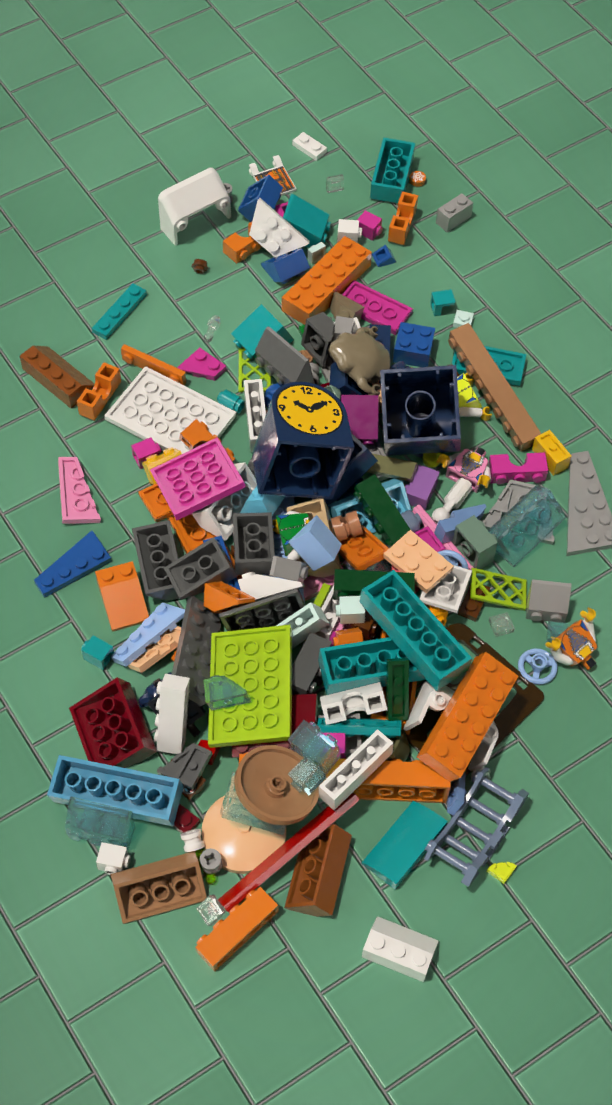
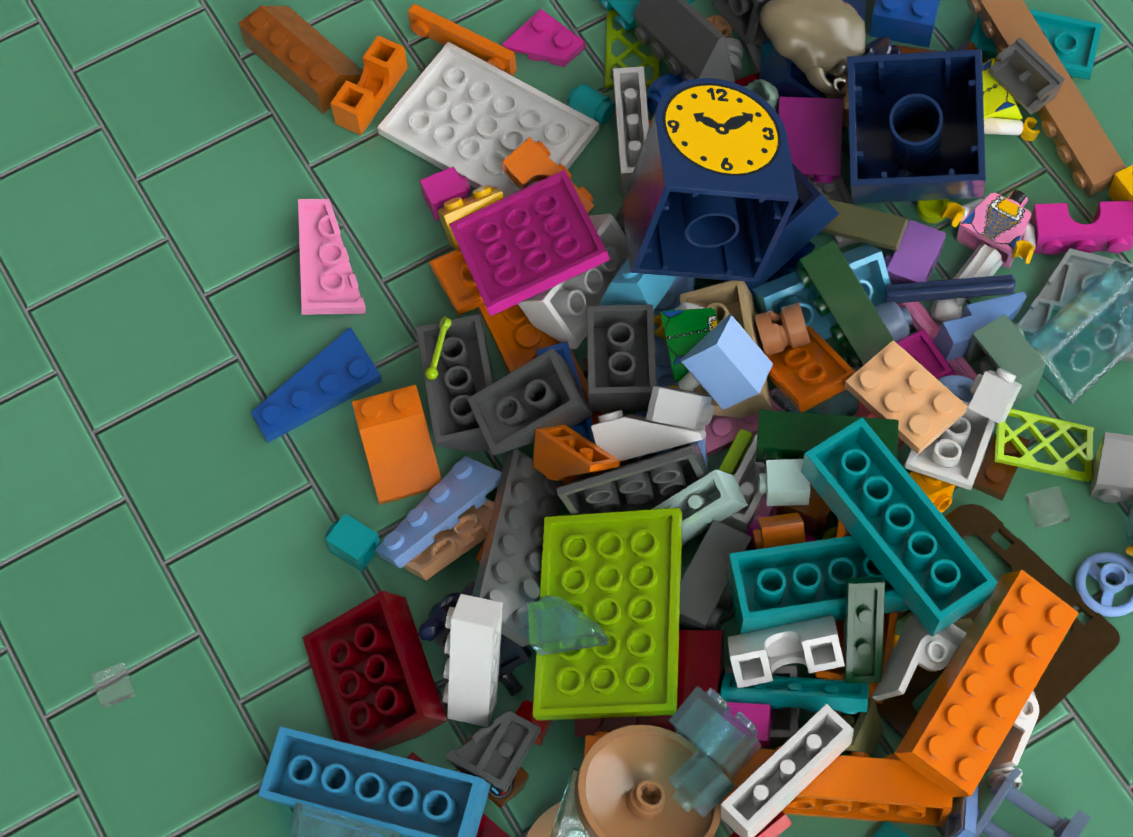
camera: 10 degrees right, 5 degrees up
(142, 553) = (431, 372): none -> lime hinge
(442, 502) = (950, 289): none -> dark blue axle
(469, 559) = (994, 394): none -> white brick
(483, 382) = (1026, 76): none -> dark grey hinge

